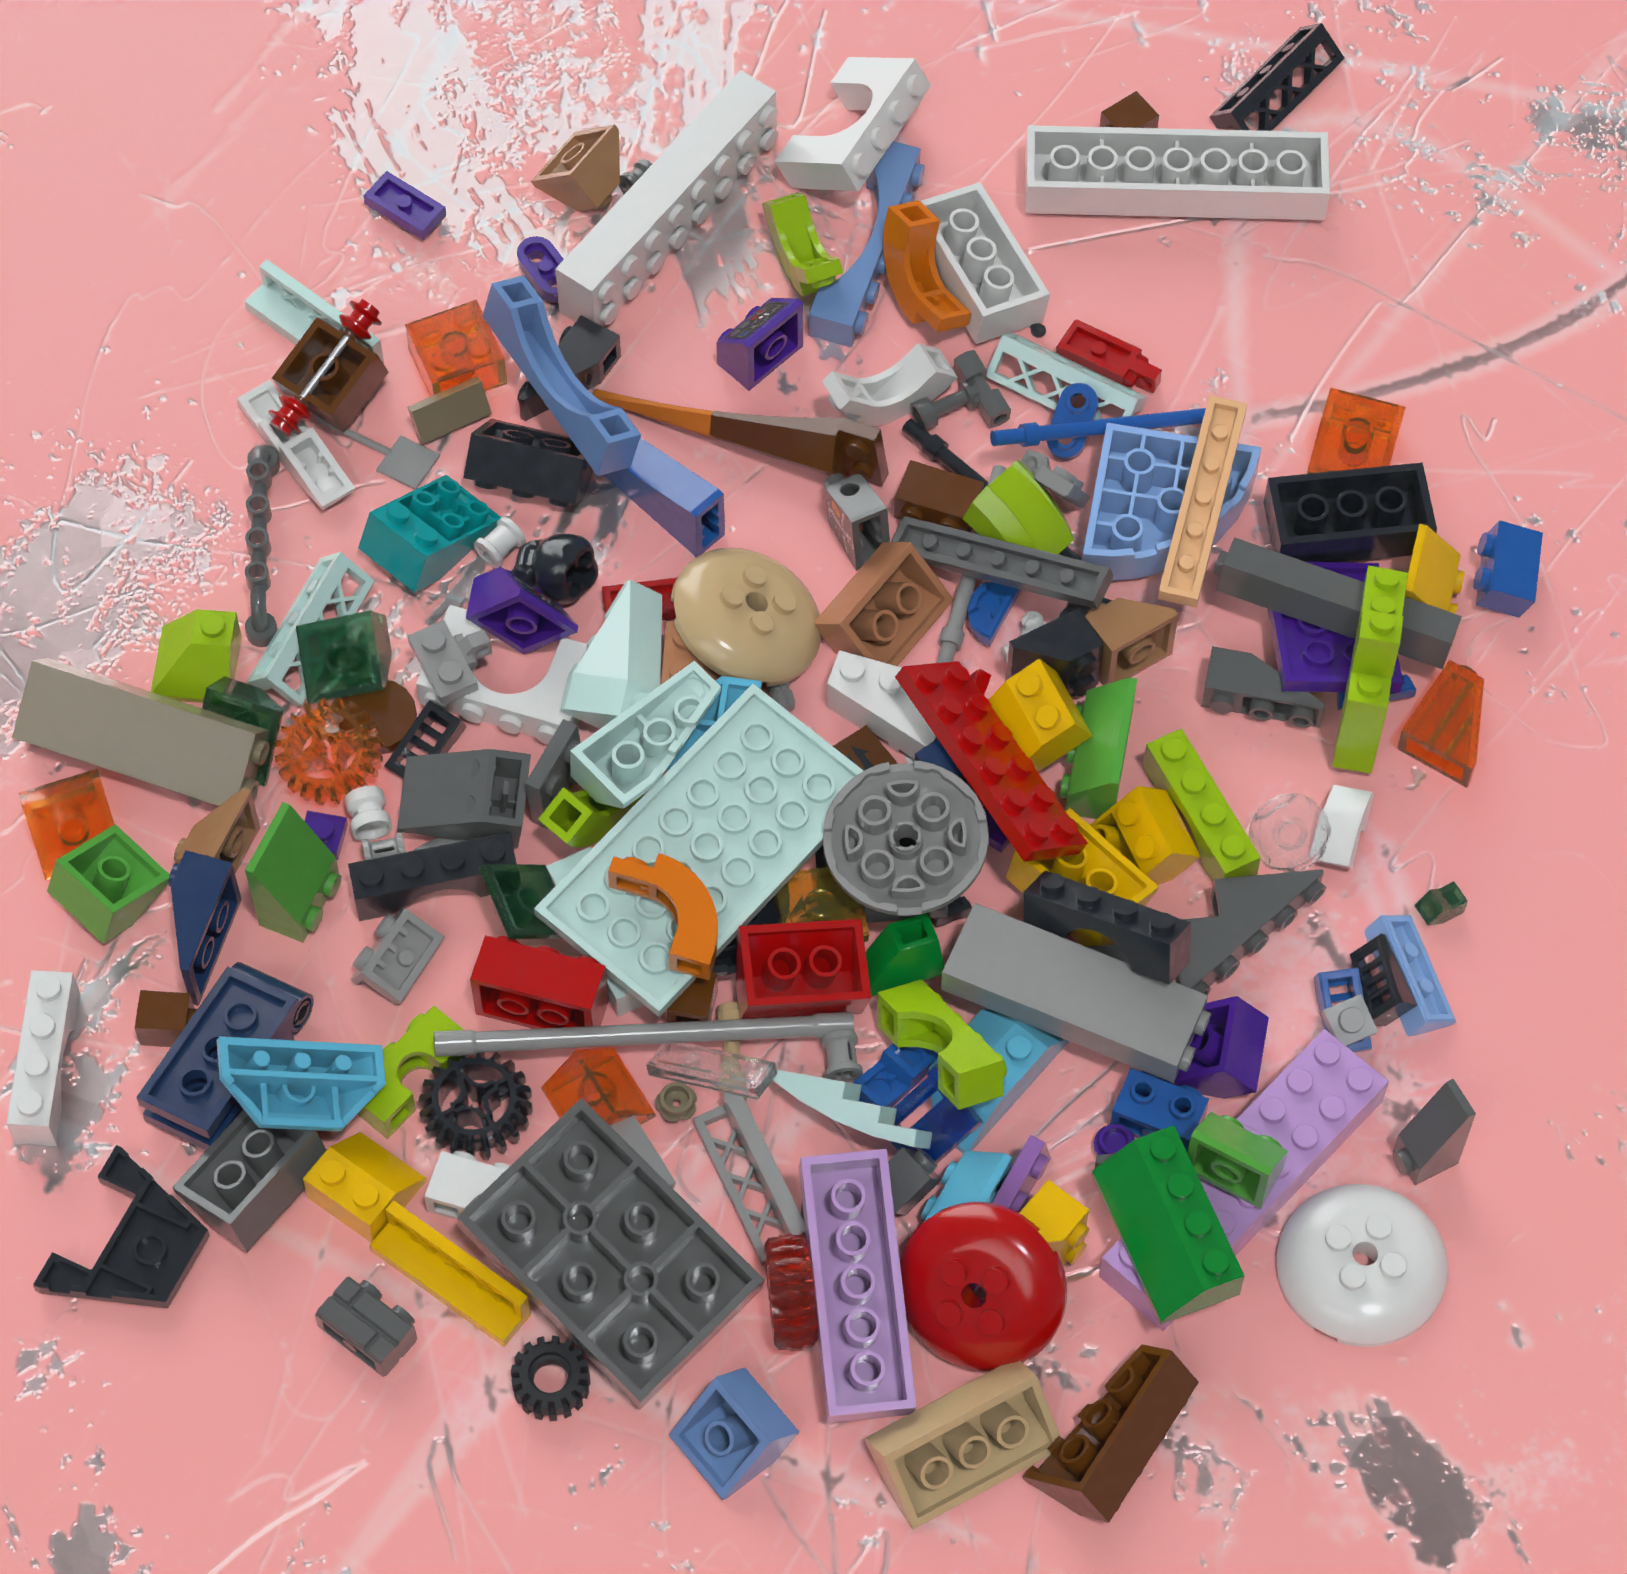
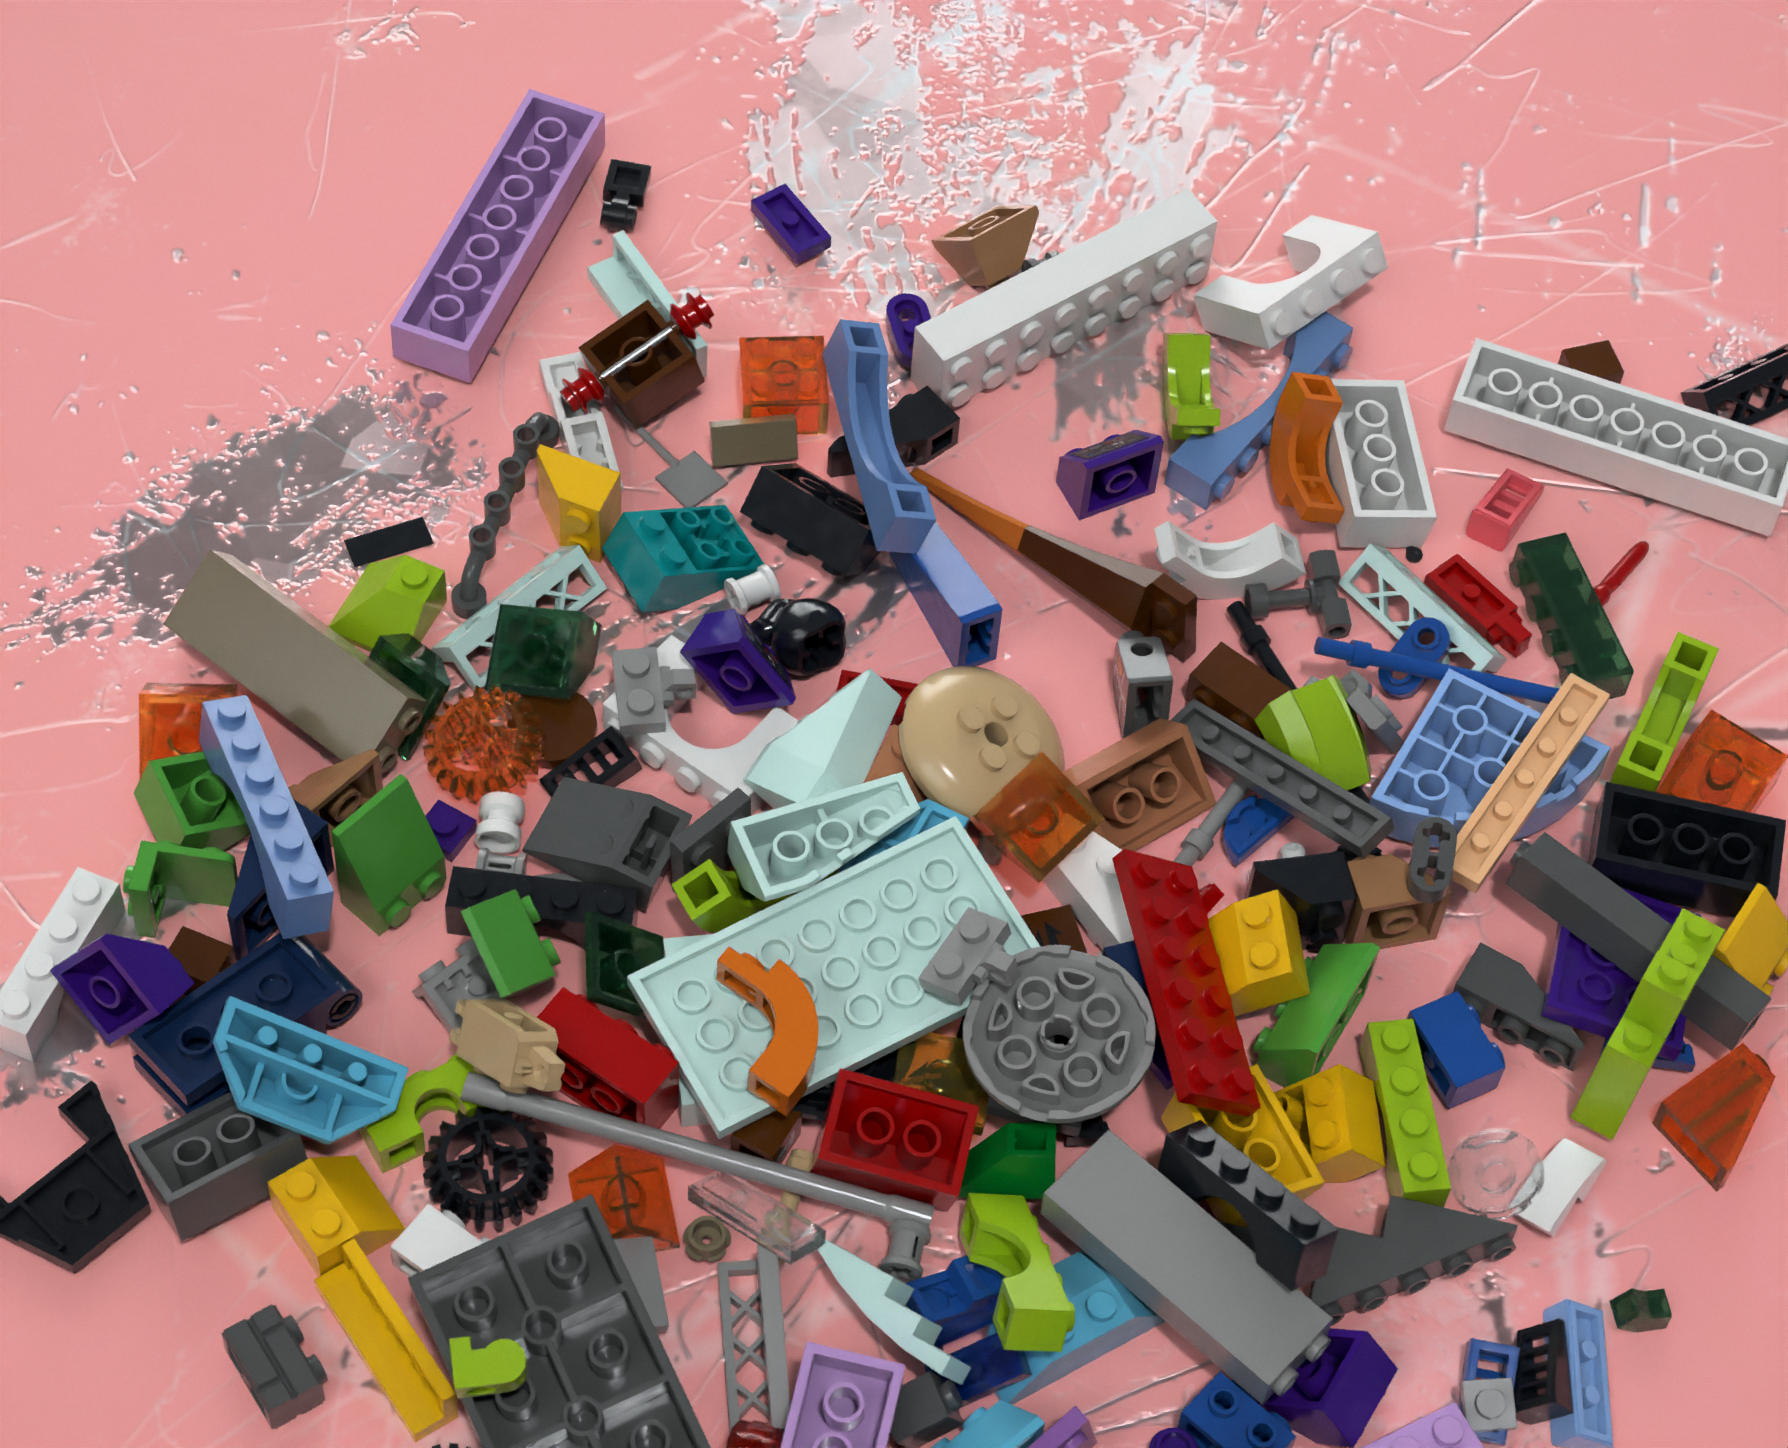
camera: 15 degrees right, 5 degrees down
(114, 1056) = (122, 982): none -> dark purple slope
(119, 947) = (176, 873): none -> bright green bracket
(158, 297) = (498, 236): none -> lavender brick
(170, 600) = (388, 541): none -> black sticker
(222, 914) = (290, 866): none -> medium blue arch
(248, 217) = (625, 187): none -> black plate
(323, 513) = (578, 500): none -> yellow slope
(426, 914) = (511, 944): none -> bright green slope
(460, 999) = (508, 1045): none -> tan hinge
(553, 1269) = (487, 1370): none -> lime leg
(810, 798) = (970, 956): none -> light grey hinge
(817, 662) = (1037, 817): none -> clear orange slope
(1099, 268) = (1502, 512): none -> coral slope
(1145, 593) = (1440, 861): none -> dark grey beam
(1186, 342) = (1569, 614): none -> clear green brick
(1205, 312) = (1621, 571): none -> red piece
(1224, 741) = (1456, 1050): none -> blue brick
(1293, 404) = (1665, 714): none -> lime arch

